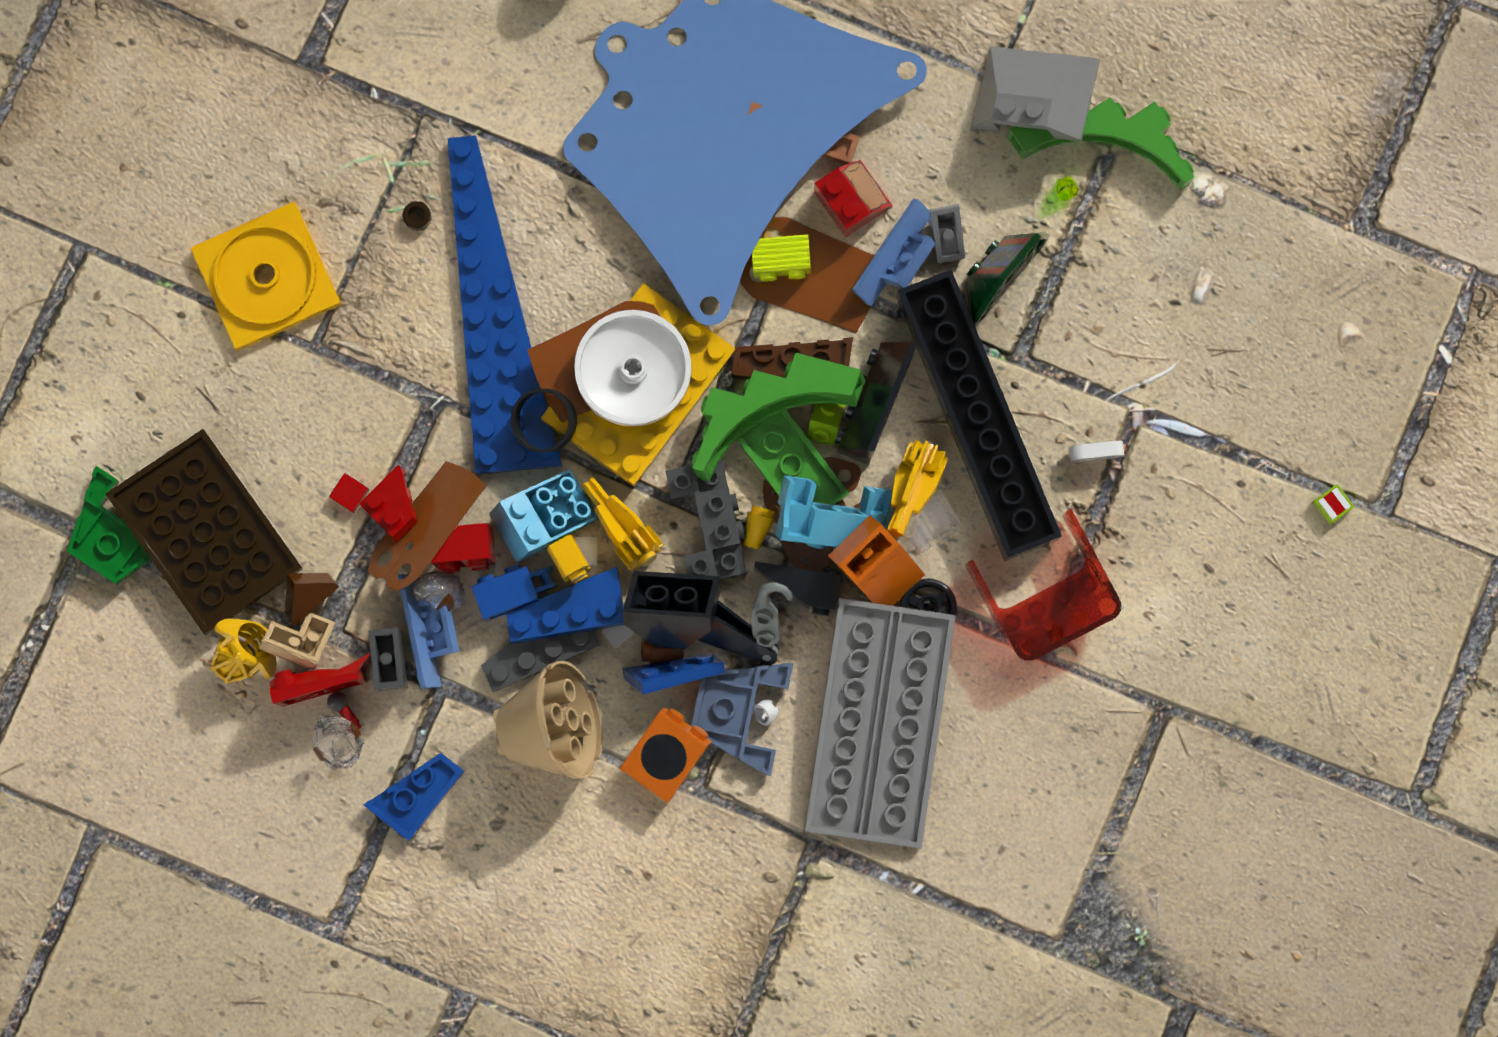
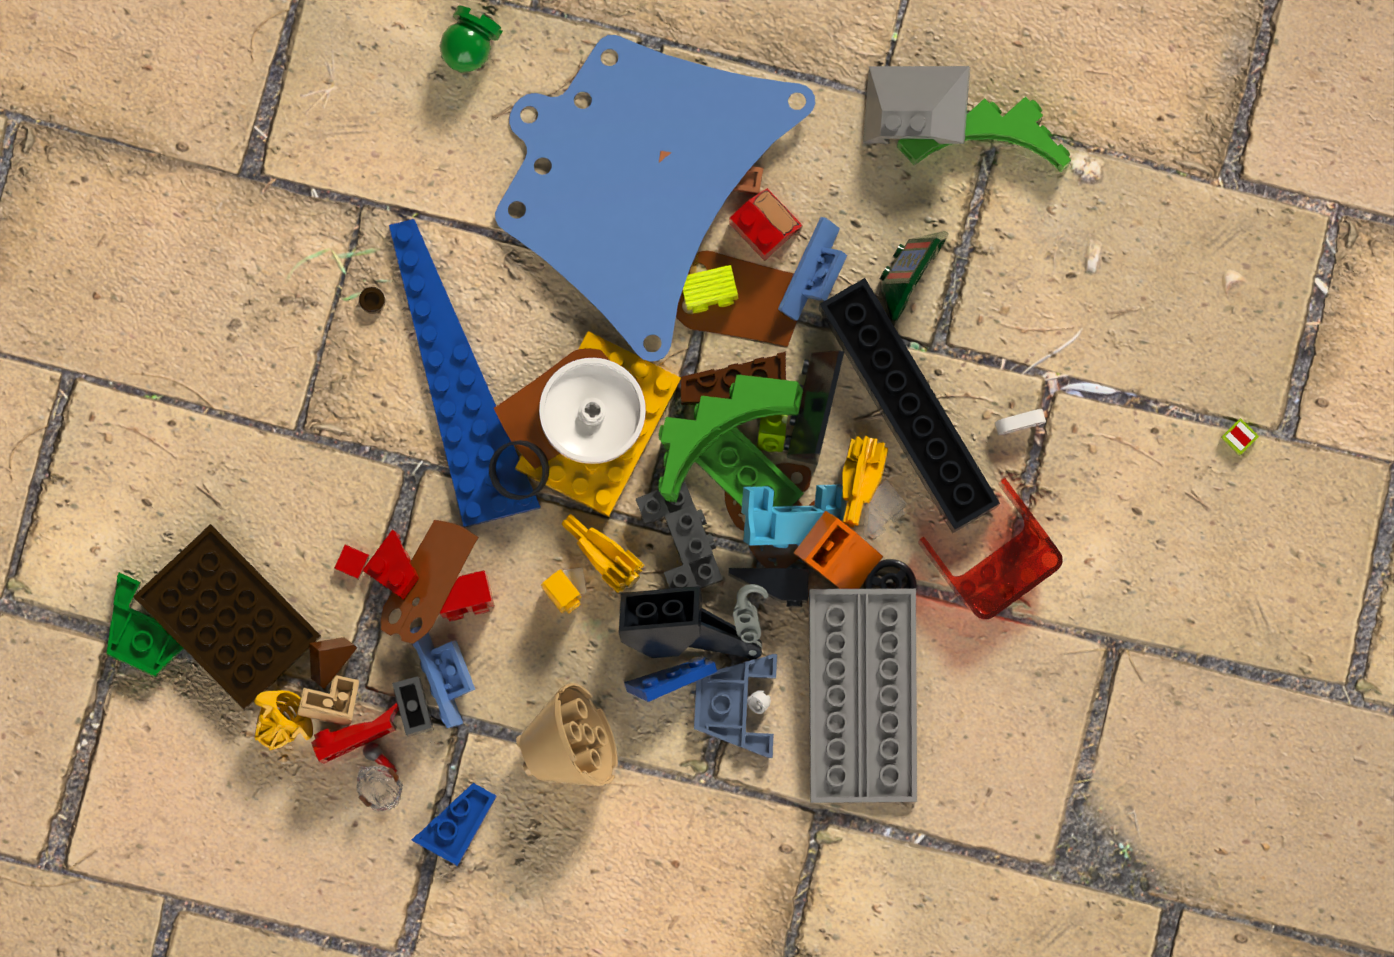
camera: 10 degrees left, 0 degrees up
(295, 294) = (243, 408): yellow piece -> none
(440, 589) = (449, 636): clear hair -> none
(510, 590) = (513, 627): blue brick -> none
(528, 658) = (559, 664): dark grey wing -> none
(542, 515) = (530, 555): medium azure slope -> none
(576, 609) = (574, 635): blue wing -> none
(617, 635) = (614, 649): white sticker -> none
(655, 654) = (652, 665): dark orange cone -> none
(666, 754) = (676, 752): orange brick -> none
(757, 526) = (726, 534): yellow cone -> none
(947, 233) = (856, 244): light grey slope -> none
(1067, 194) = (962, 187): clear neon green hinge -> none

